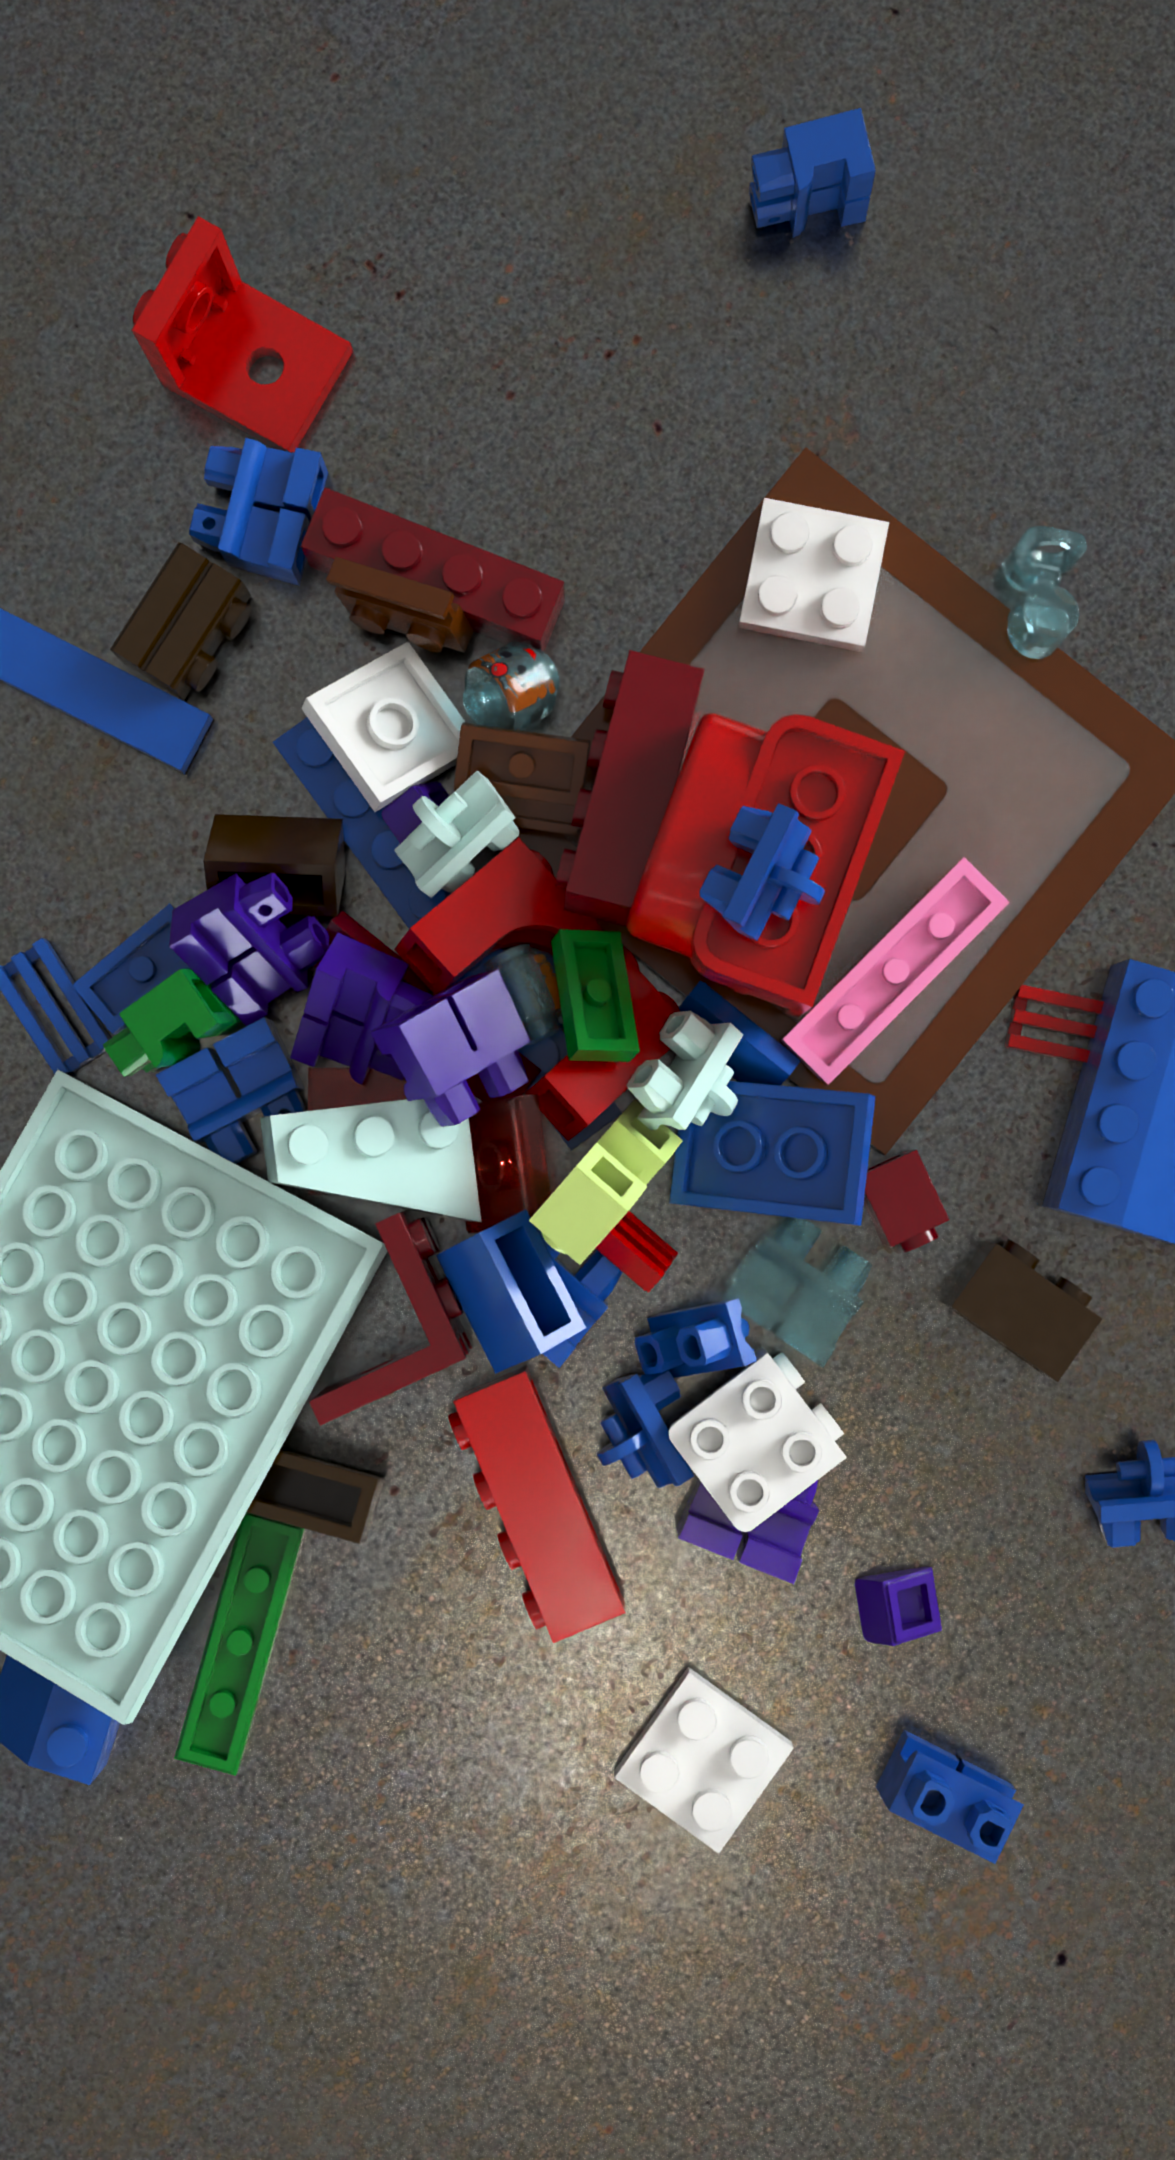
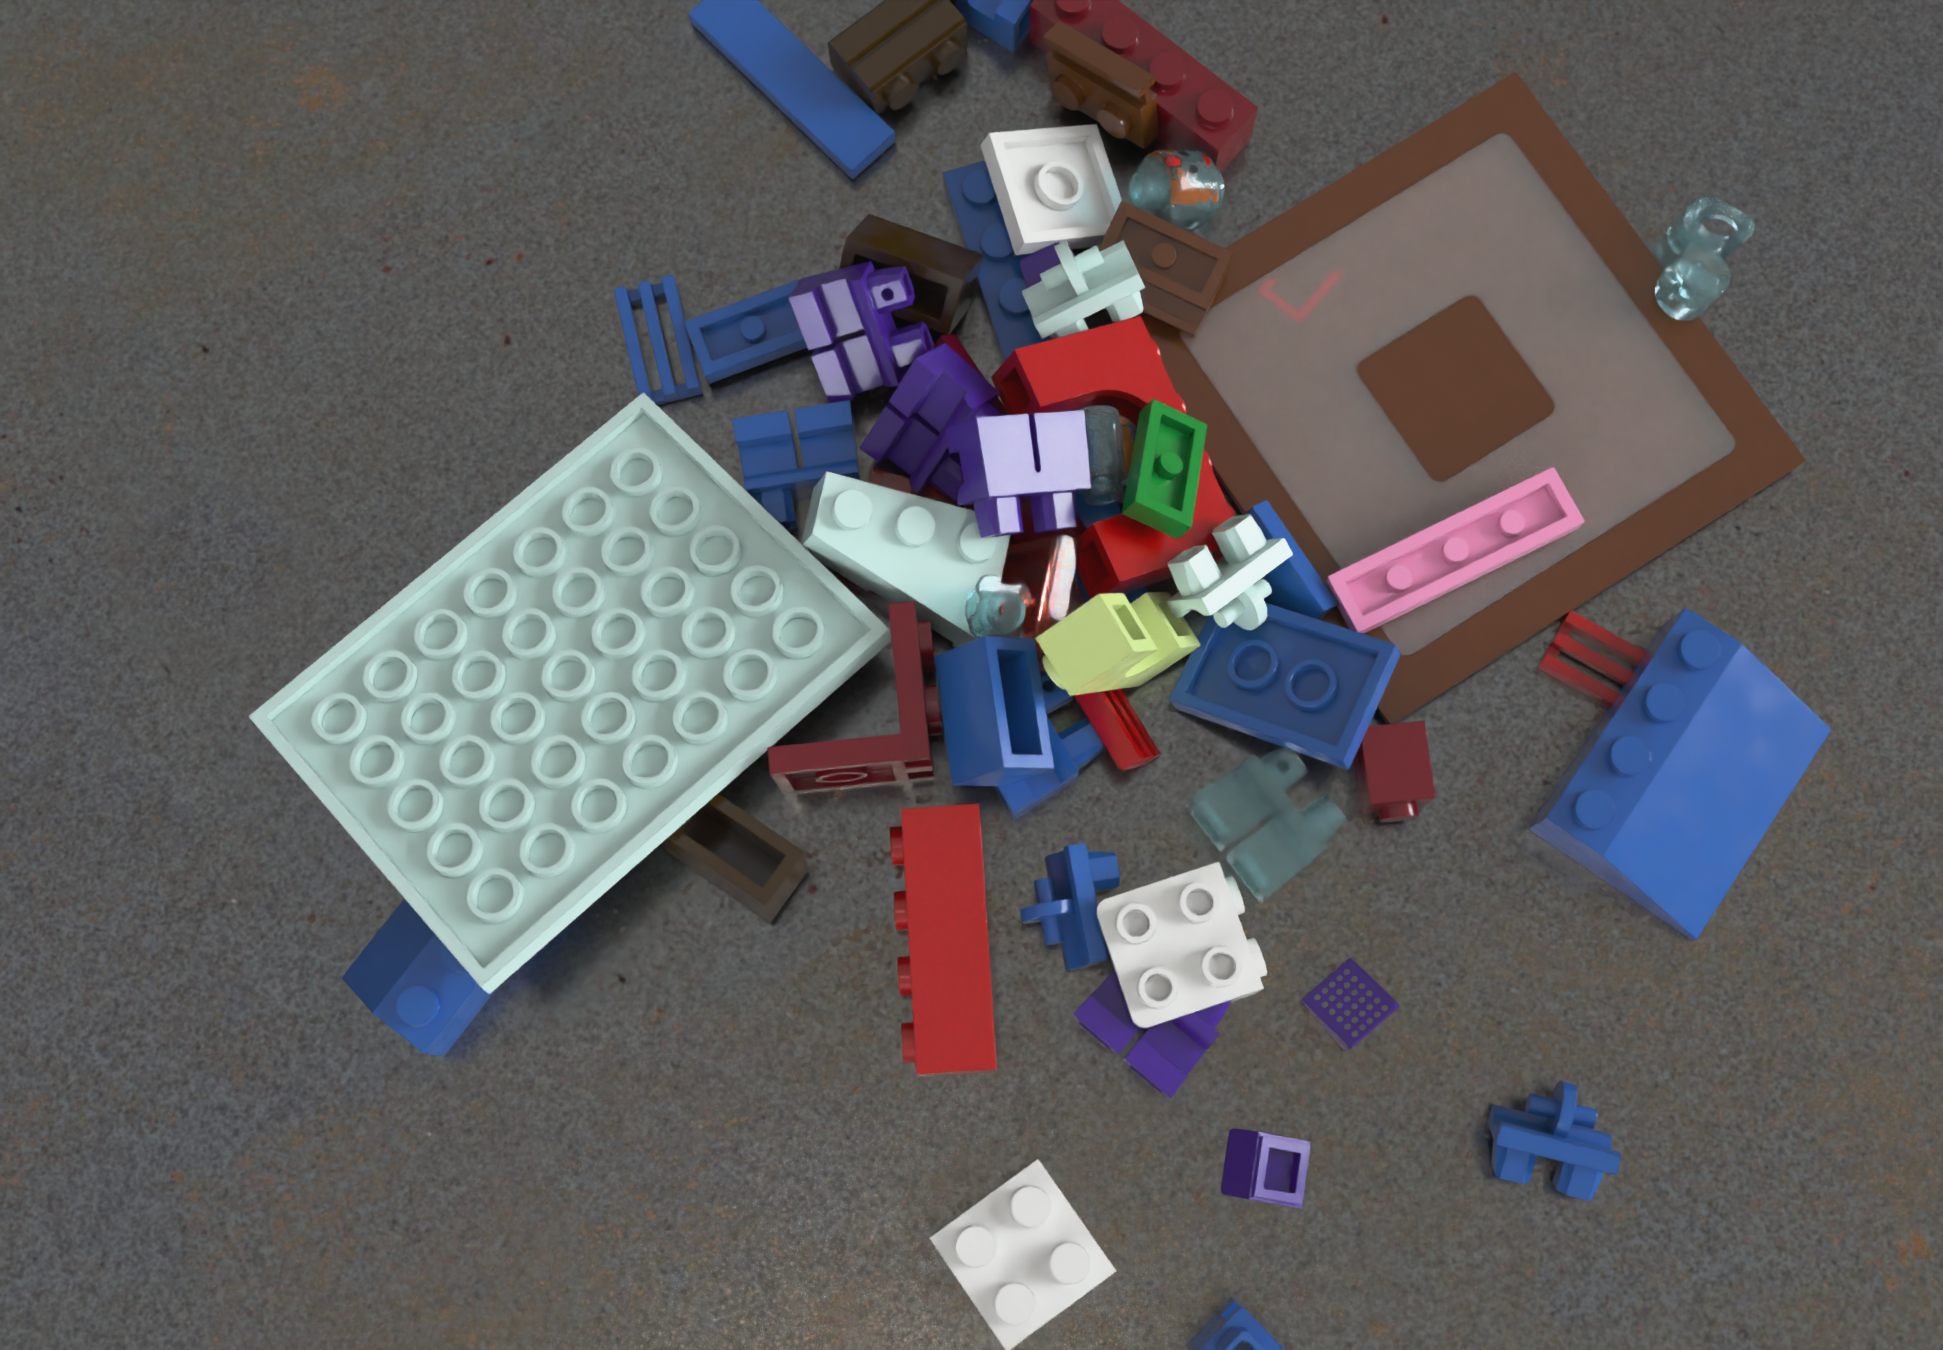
camera: 25 degrees right, 10 degrees down
(168, 1024) = (761, 374): green hips -> none
(239, 1644) = (614, 980): green tile -> none
(467, 1187) = (984, 604): none -> clear light blue plate
(633, 784) = (1259, 305): dark red brick -> none
(696, 1340) = (1153, 832): blue hips -> none
(774, 876) = (1372, 386): blue hips -> none
(809, 765) = (1367, 386): red brick -> none
(813, 574) = (1488, 180): white plate -> none
(928, 1432) = (1349, 1004): none -> dark purple slope
(1023, 1309) = (1481, 913): dark brown brick -> none

